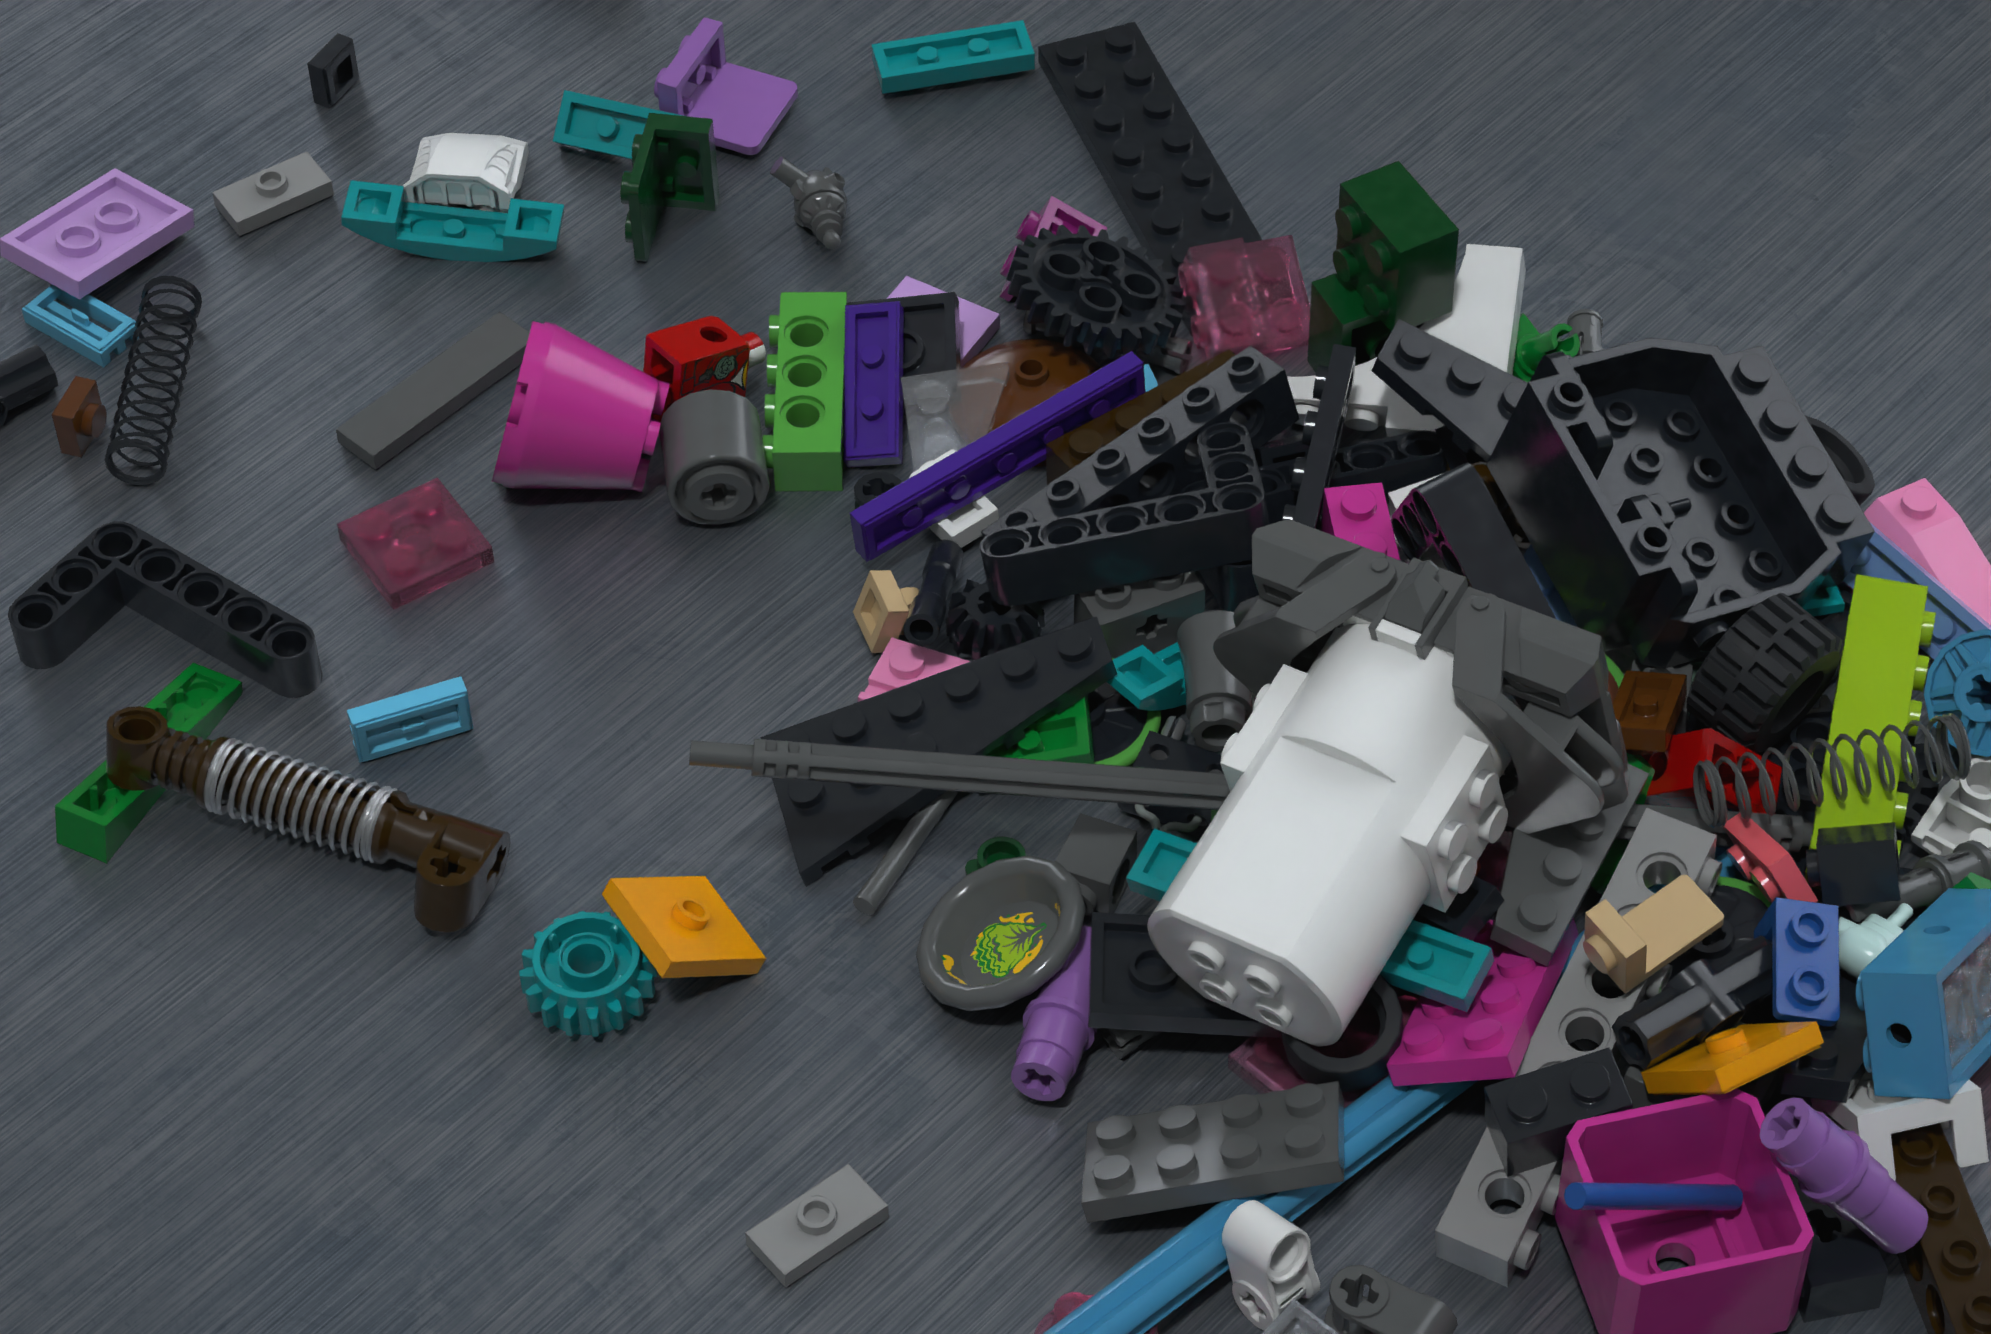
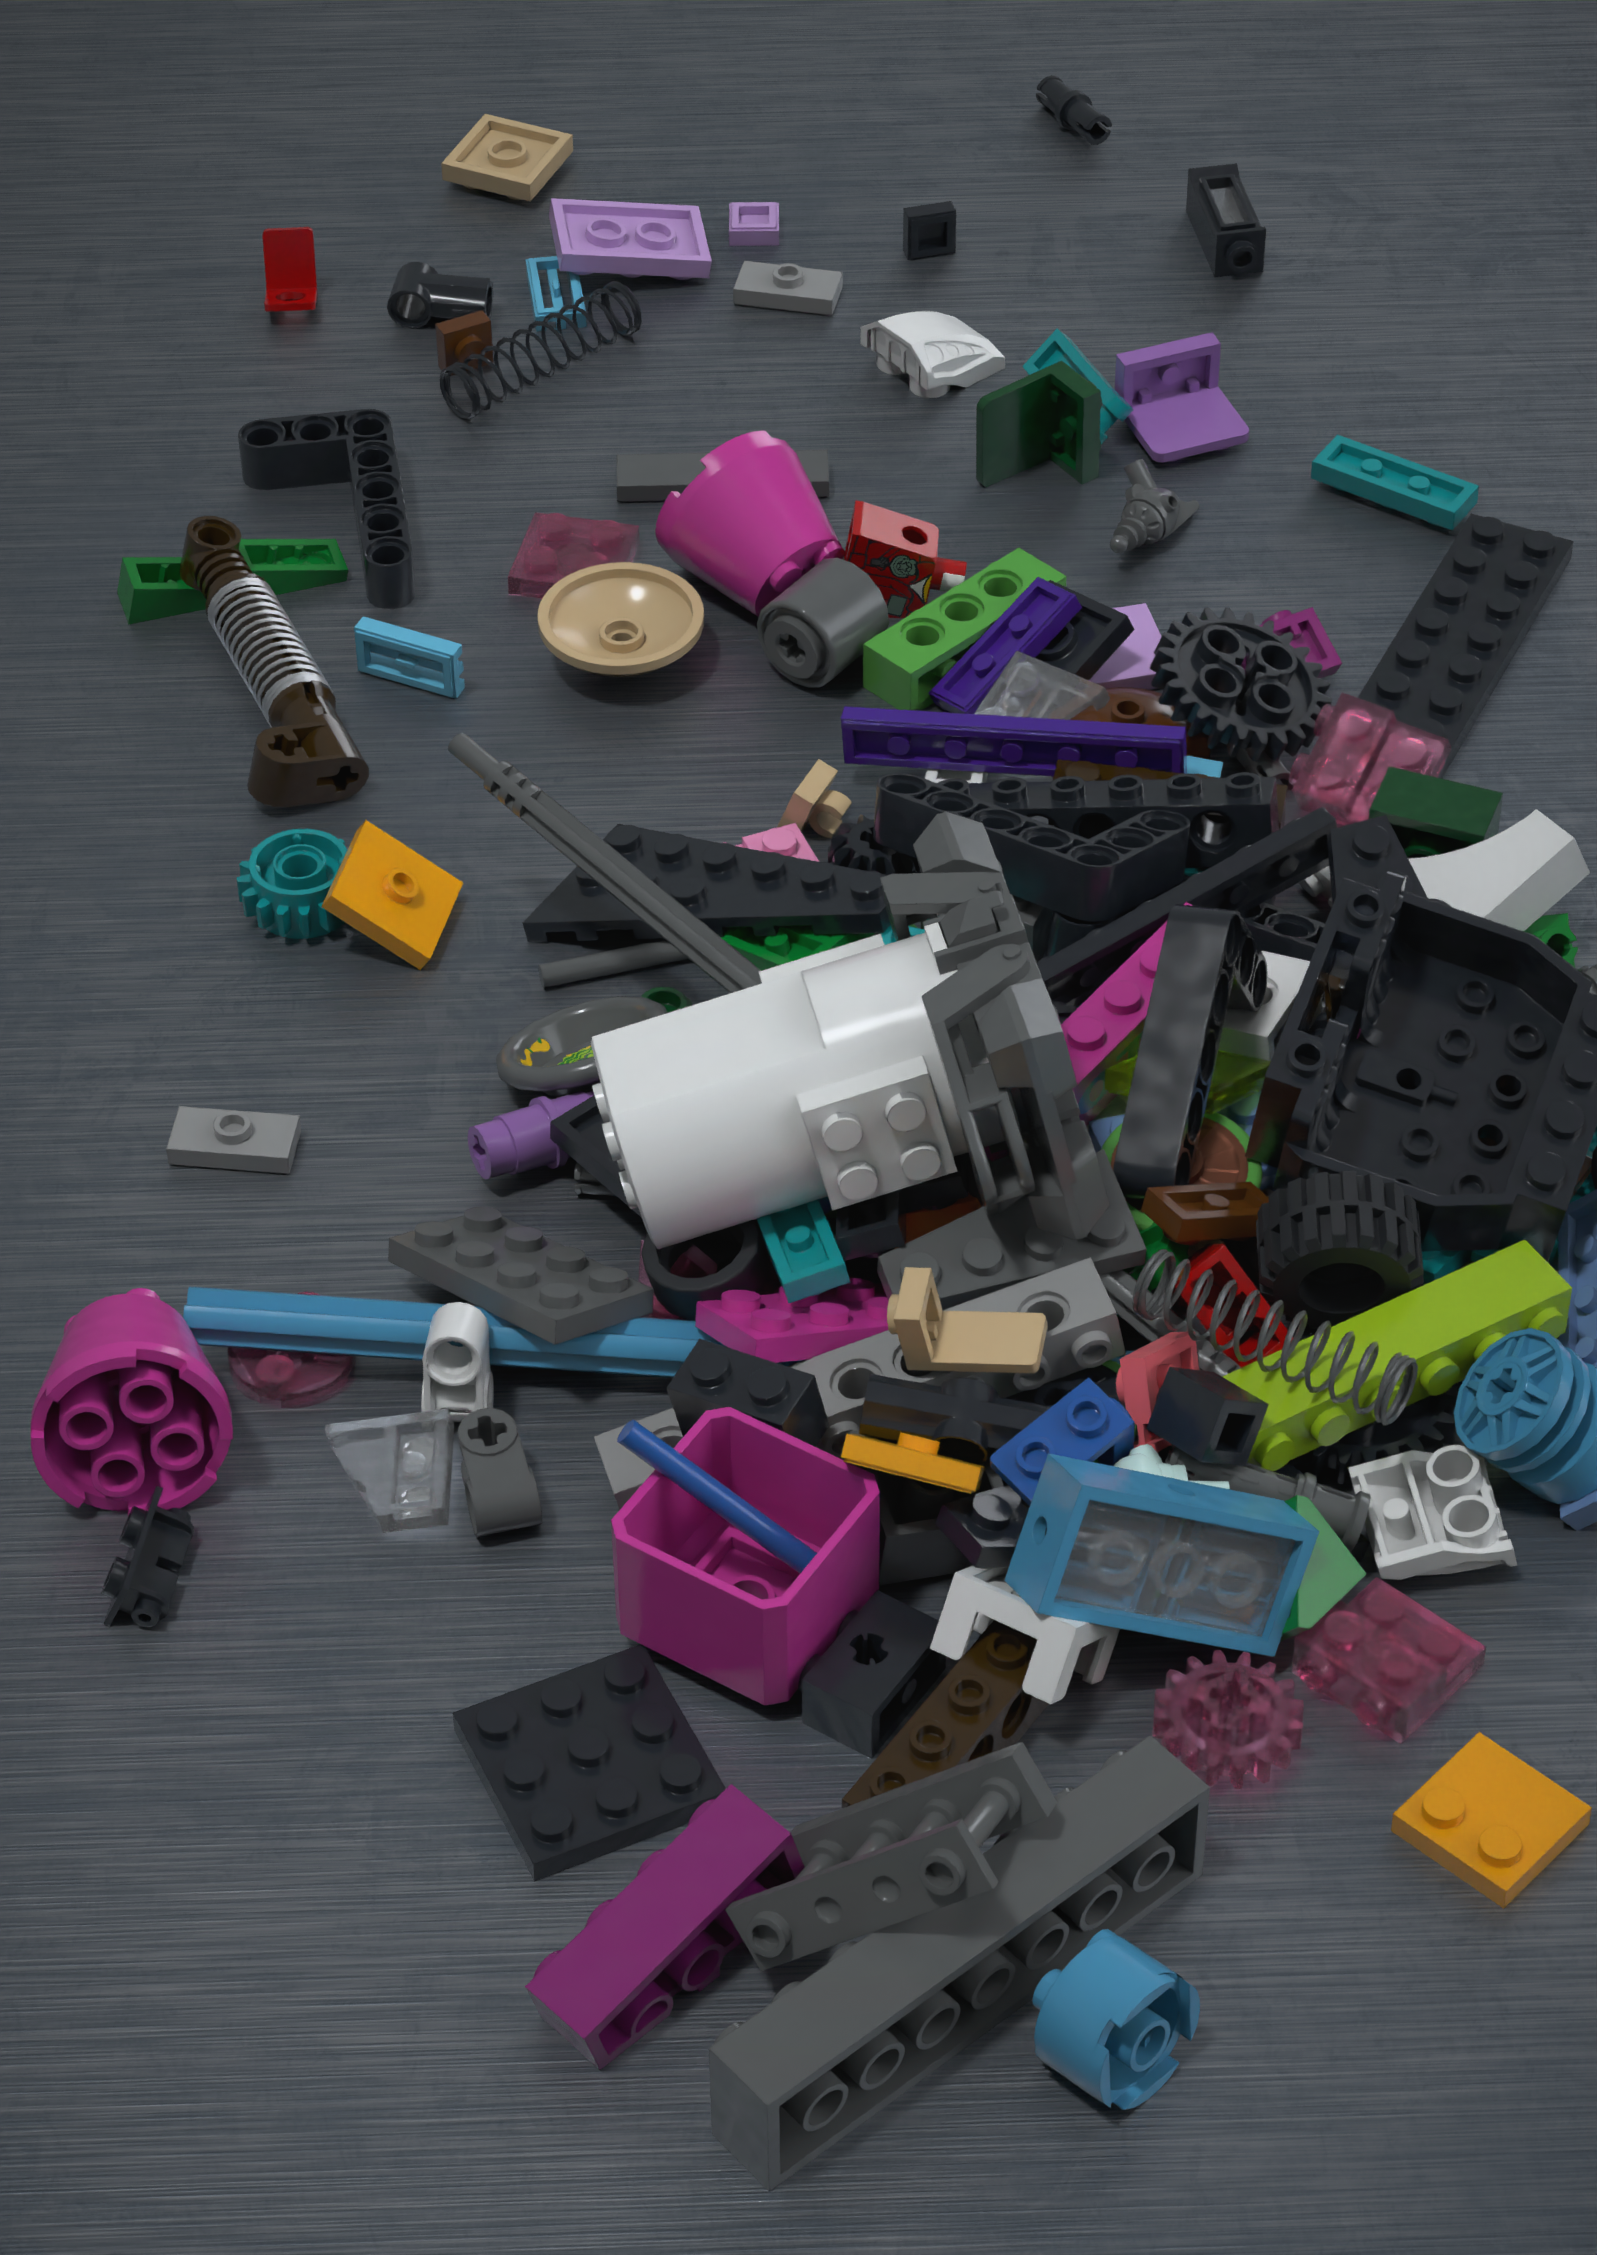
camera: 45 degrees right, 5 degrees down
(168, 155) = (753, 224): none -> lavender tile
(451, 232) = (864, 378): teal slope -> none
(552, 564) = (620, 619): none -> tan dish
(929, 606) = (822, 808): black piece -> none
(1395, 246) = (1448, 763): dark green brick -> none
(1840, 1172) = (877, 1595): medium lavender piece -> none

